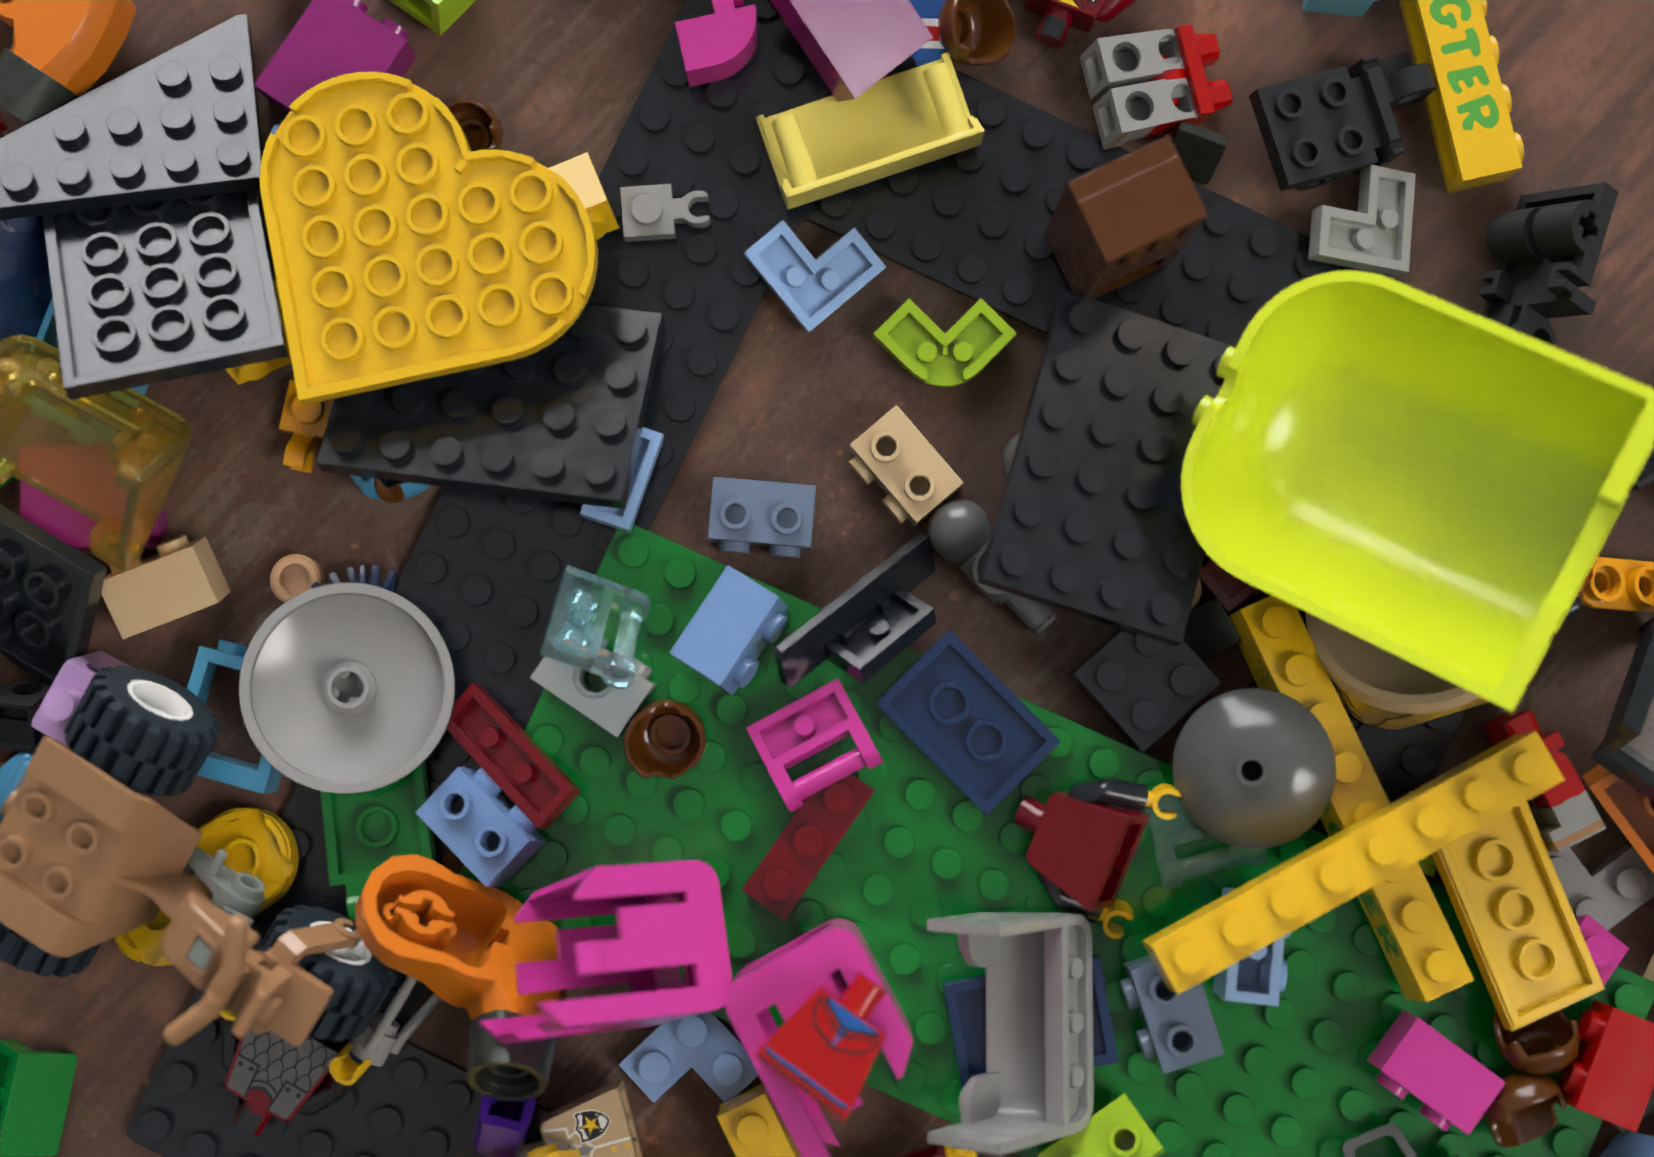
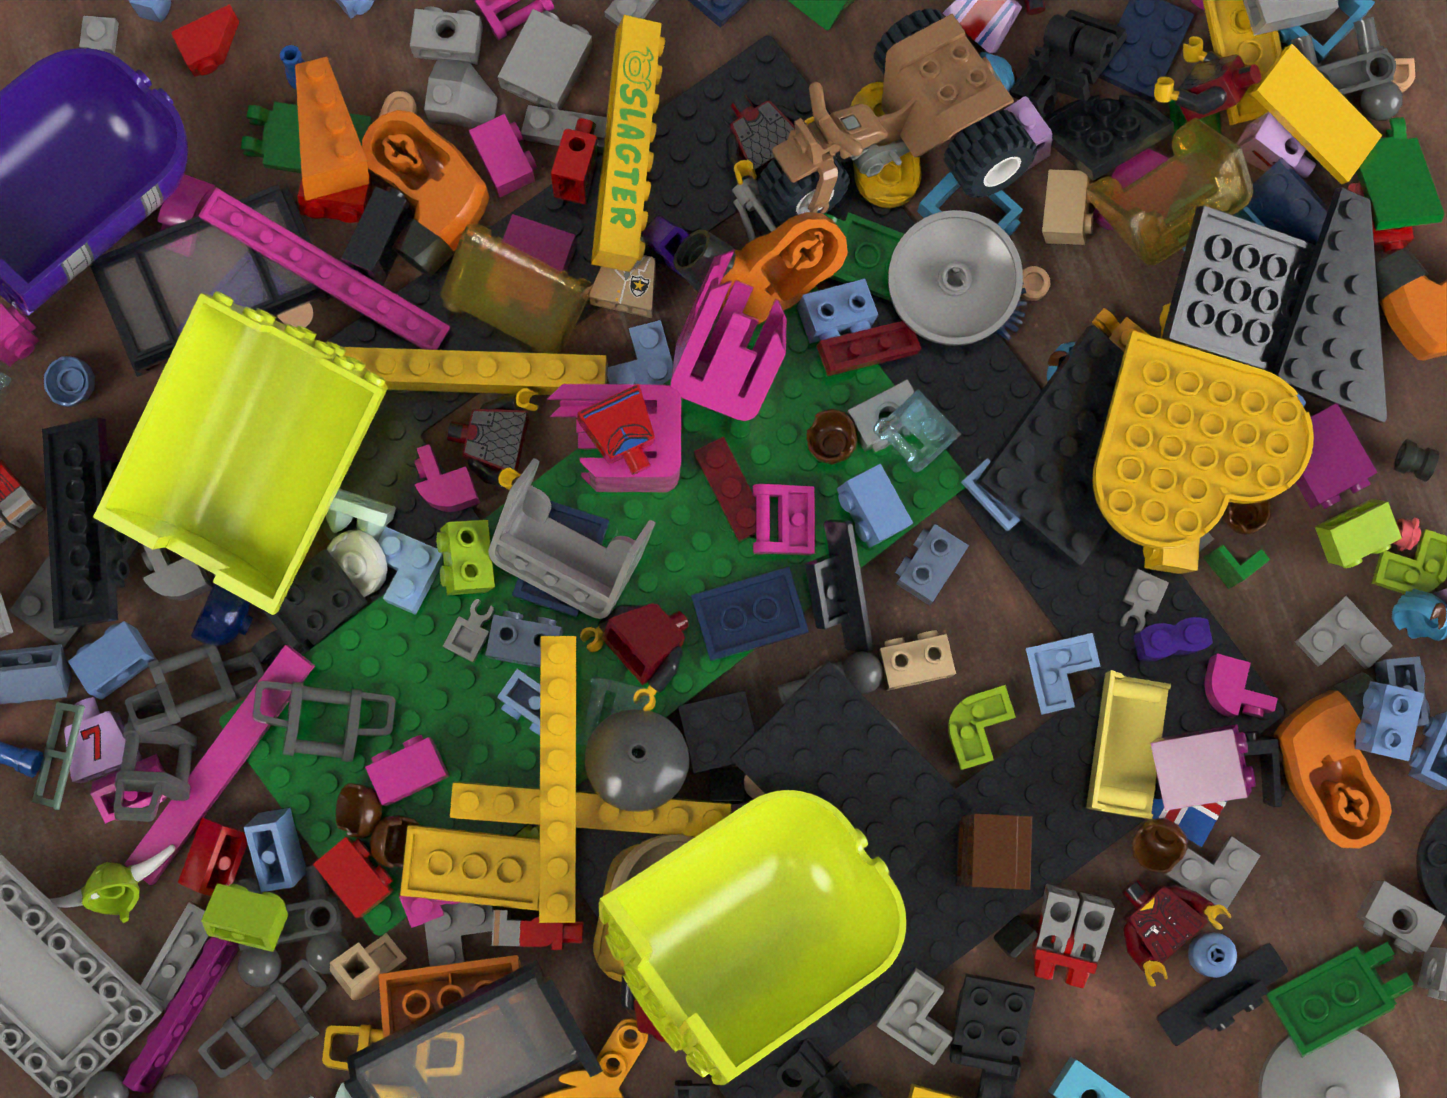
camera: 115 degrees right, 5 degrees down
(557, 102) = (1229, 569): none -> green panel
(687, 135) = (1179, 639): none -> dark purple brick
(1205, 1091) = (468, 636): none -> light grey plate

